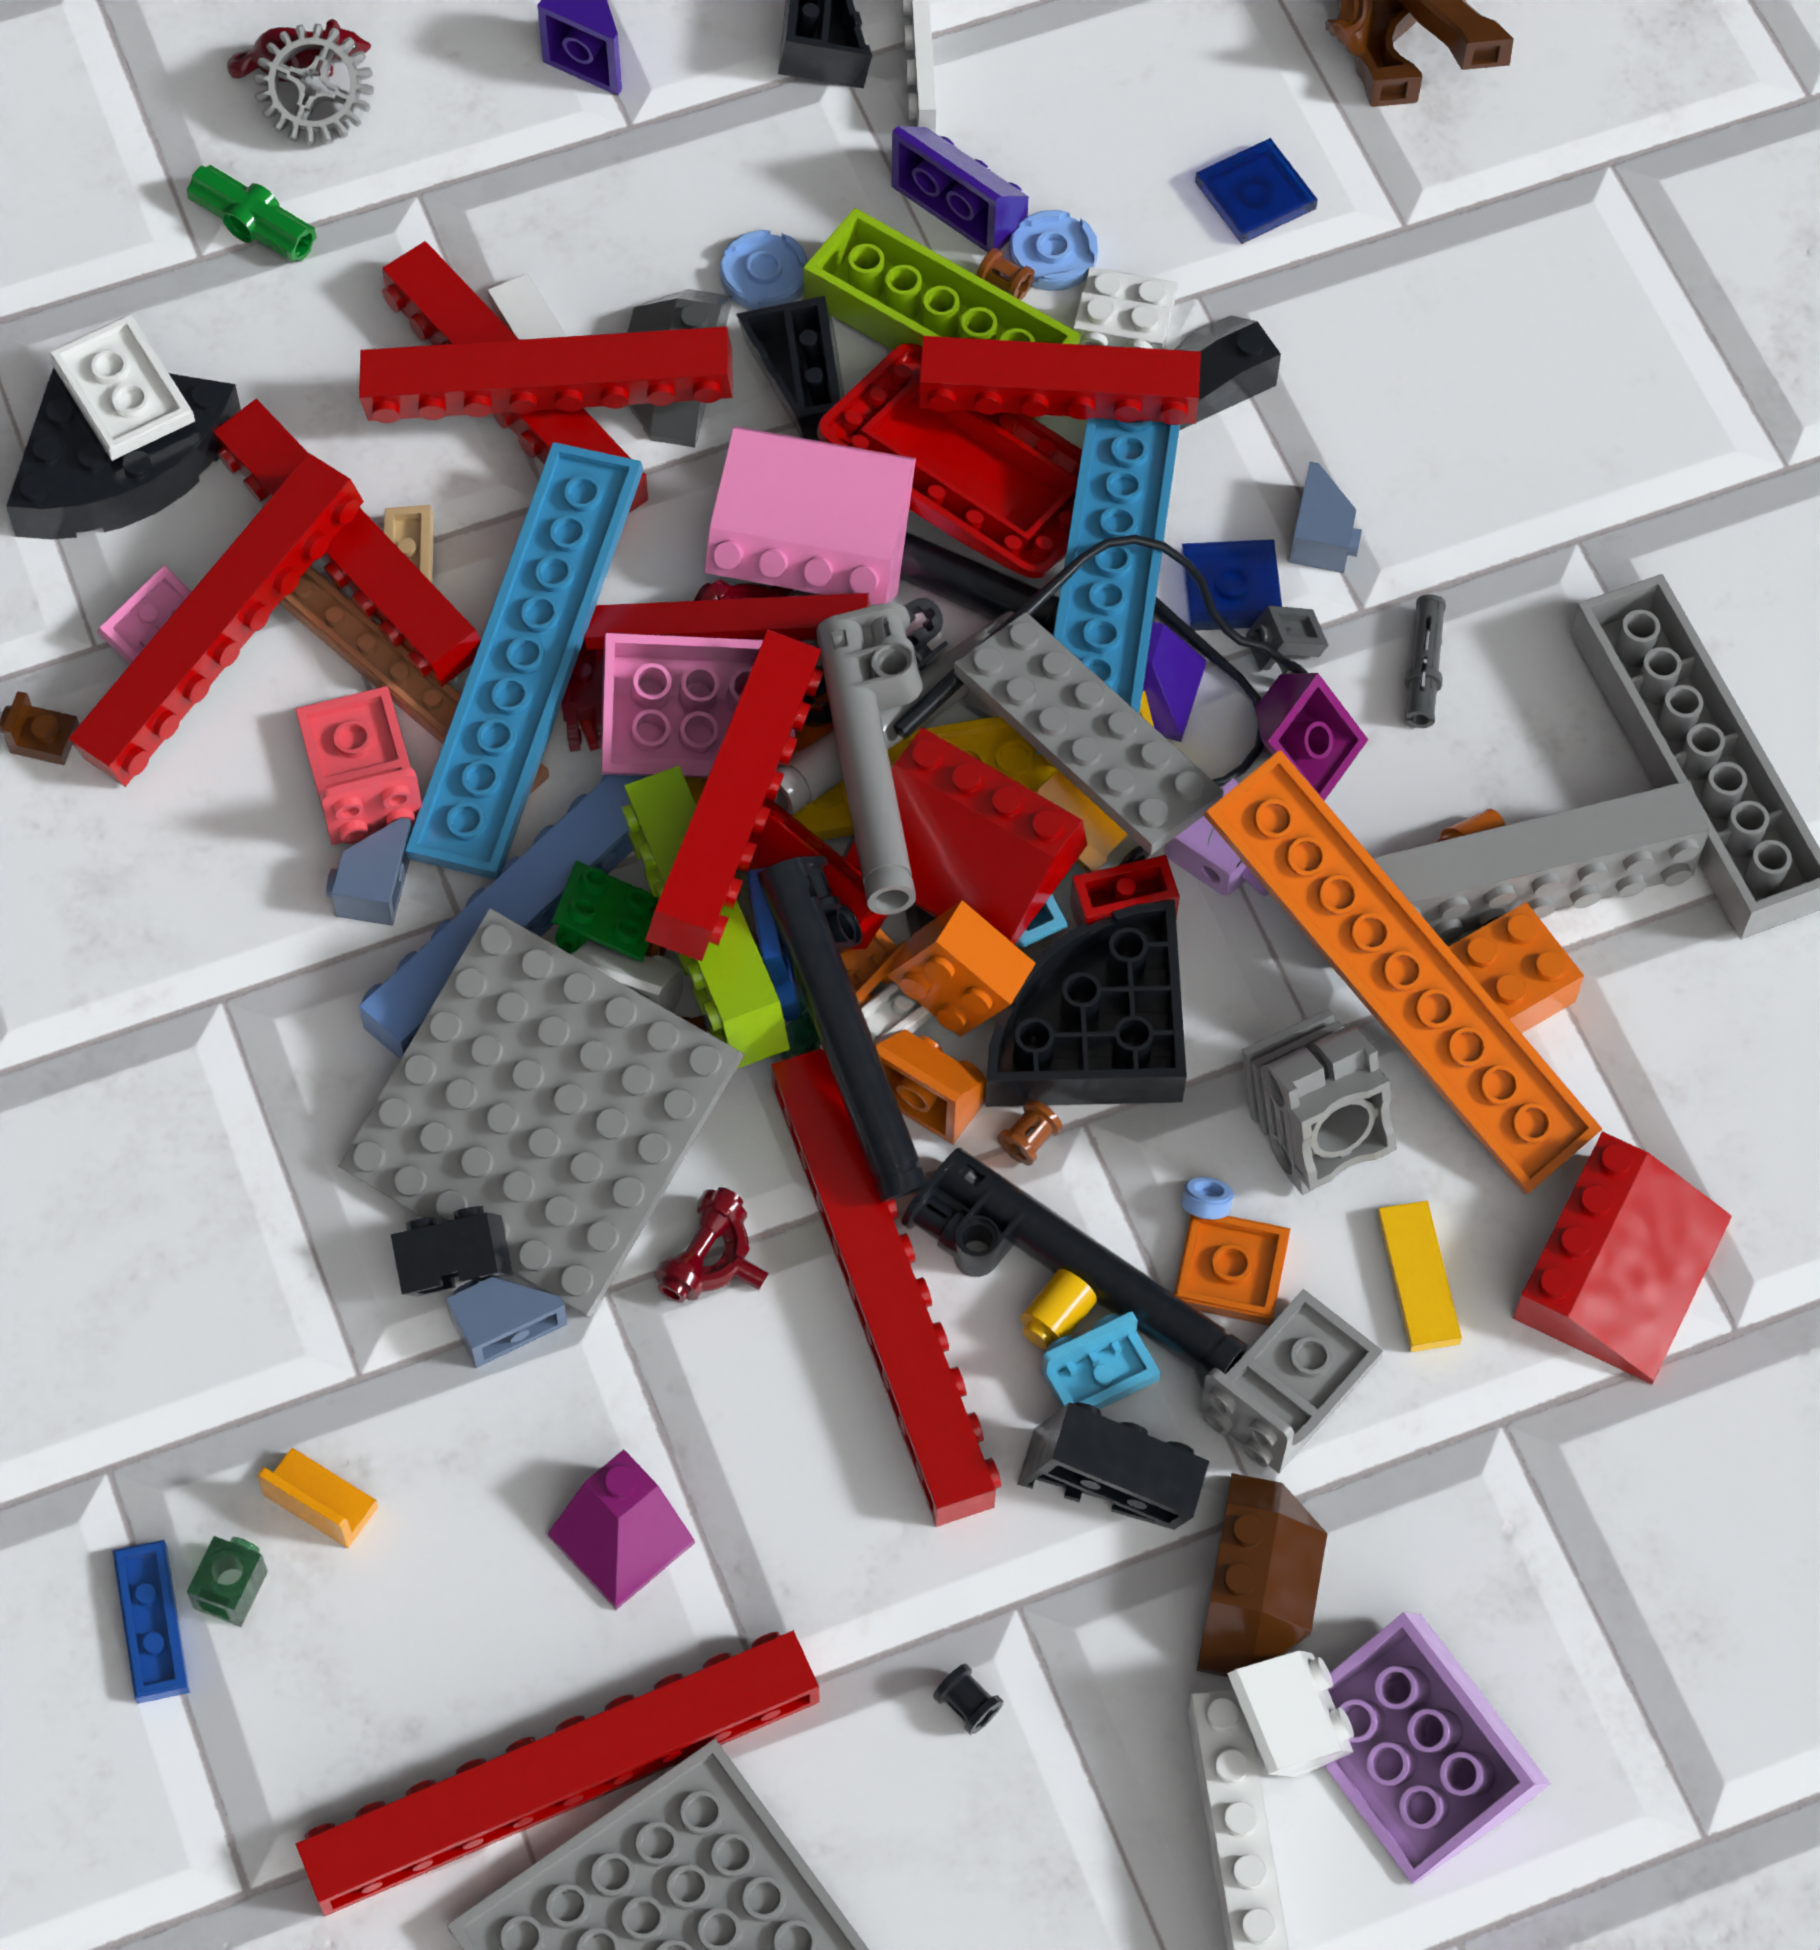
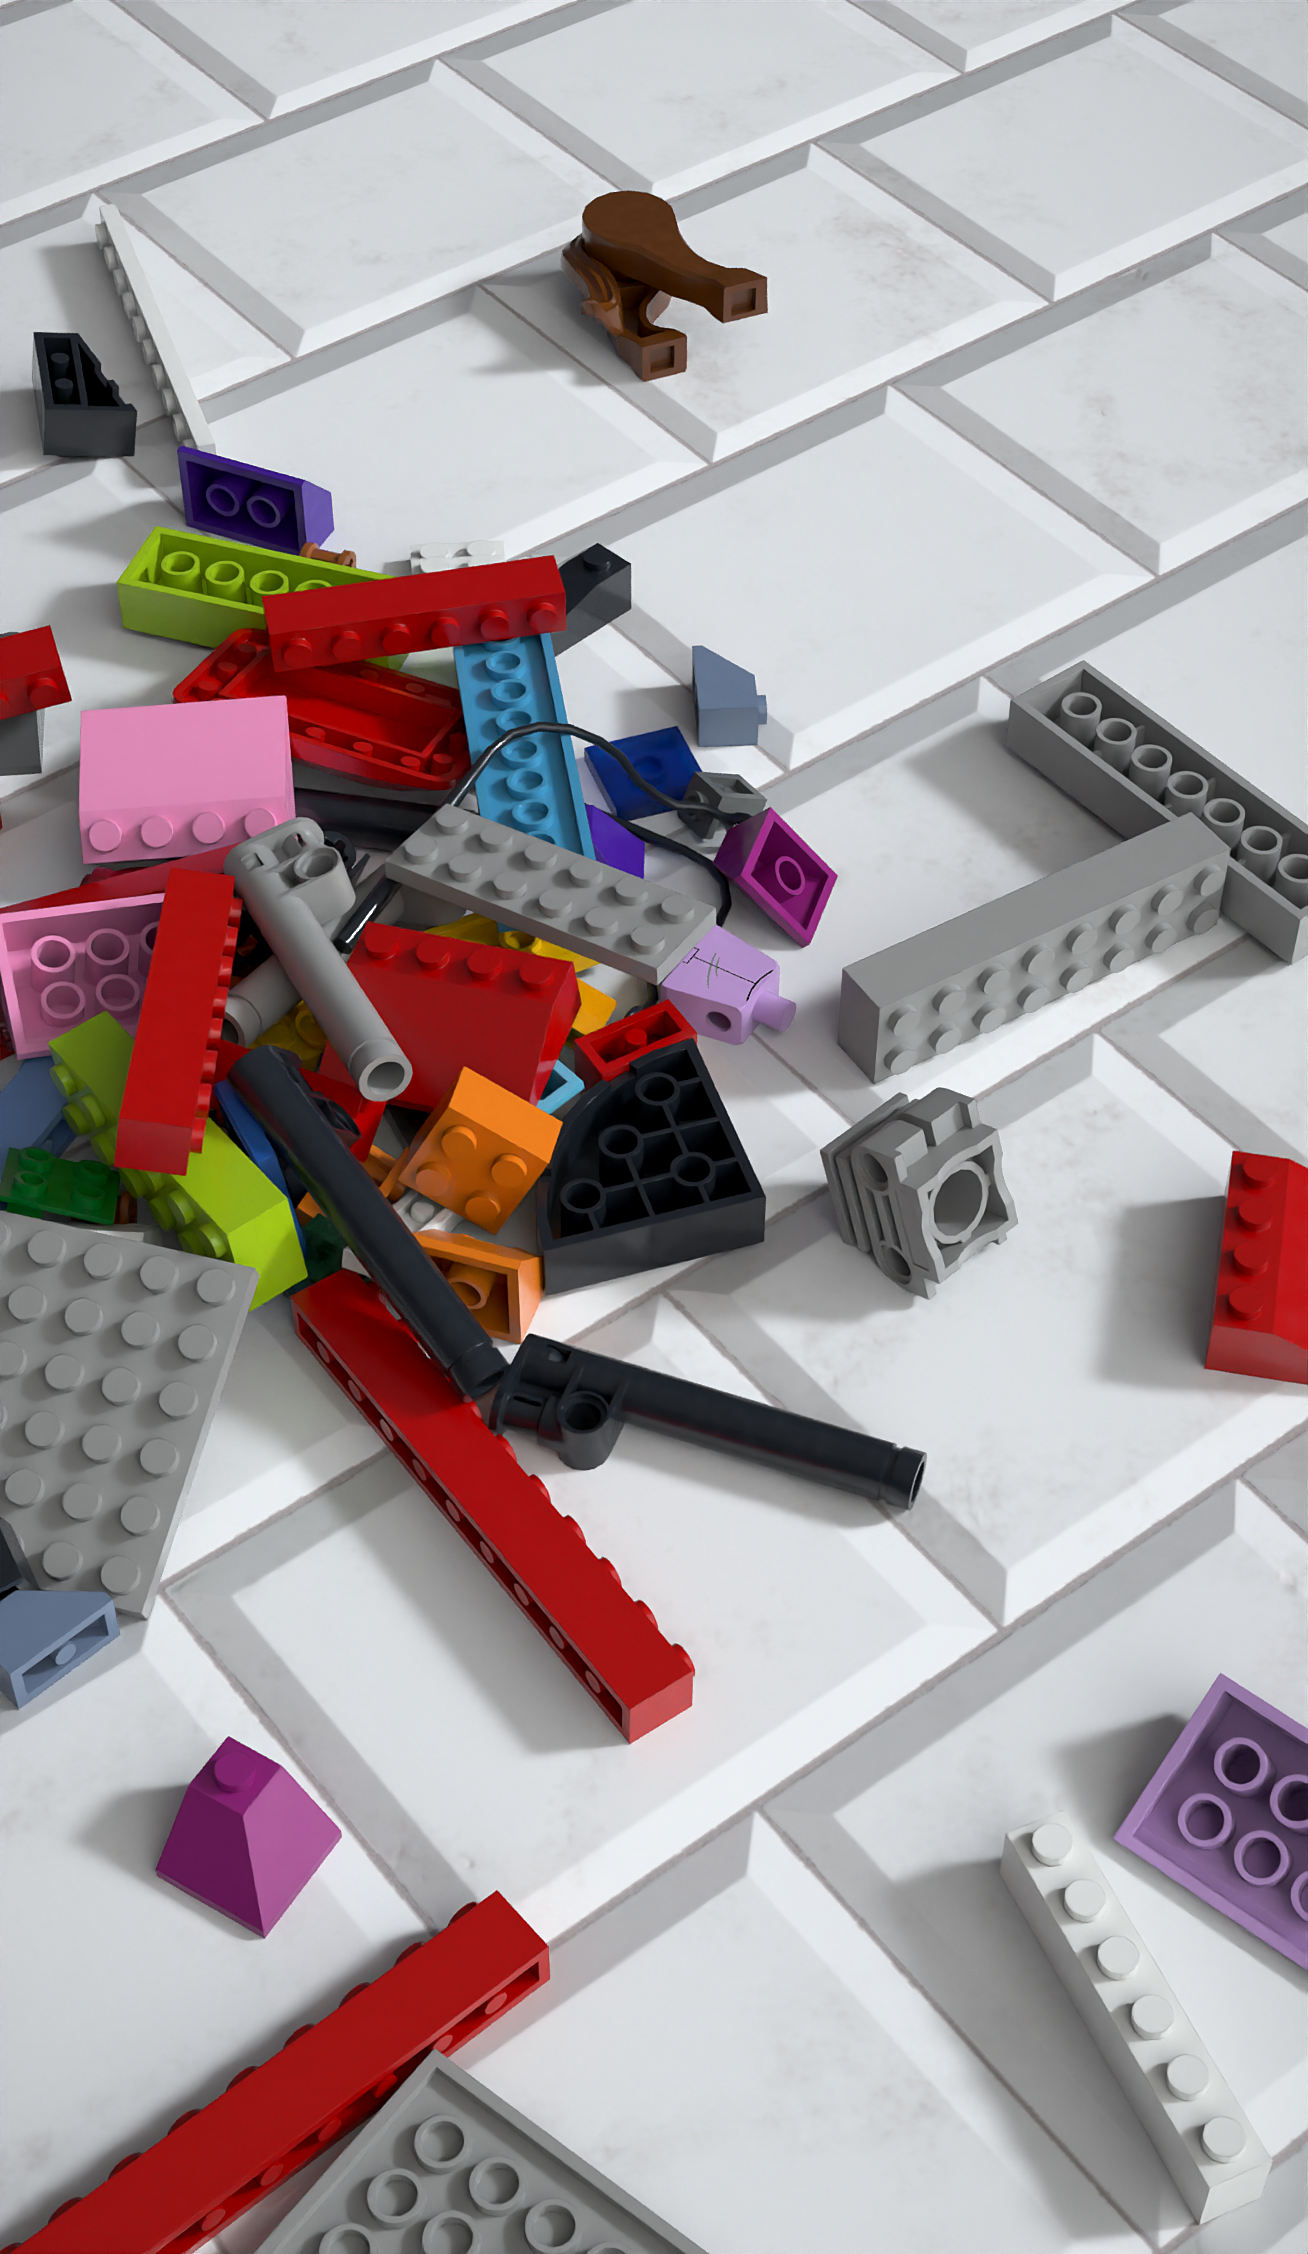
camera: 15 degrees left, 15 degrees down
(684, 1274) = (247, 1542): dark red piece -> none
(763, 270) = (76, 611): light blue tile -> none
(798, 358) = (123, 658): black wedge -> none
(968, 1699) = (733, 1920): black bush -> none
(1035, 1116) = (605, 1305): dark orange bush -> none
(1056, 249) = (377, 539): light blue tile -> none
(1057, 1309) = (698, 1472): yellow brick -> none
(1099, 1364) = (764, 1519): medium azure bracket -> none
(1115, 1463) = (820, 1612): black wedge -> none
(1207, 1198) = (826, 1323): light blue tile -> none
(1232, 1267) = (879, 1386): orange tile -> none
(1256, 190) = (555, 460): clear blue tile -> none
(1261, 1577) = (1033, 1702): reddish brown wedge -> none
(1288, 1382) = (984, 1484): light grey bracket -> none
(1292, 1713) = (1133, 1823): white slope -> none
(1402, 972) = (967, 1041): orange plate -> none
(1419, 1276) = (1088, 1349): yellow tile -> none
(1422, 703) = (880, 828): dark grey pin -> none
(1521, 967) = (1072, 1040): orange brick -> none

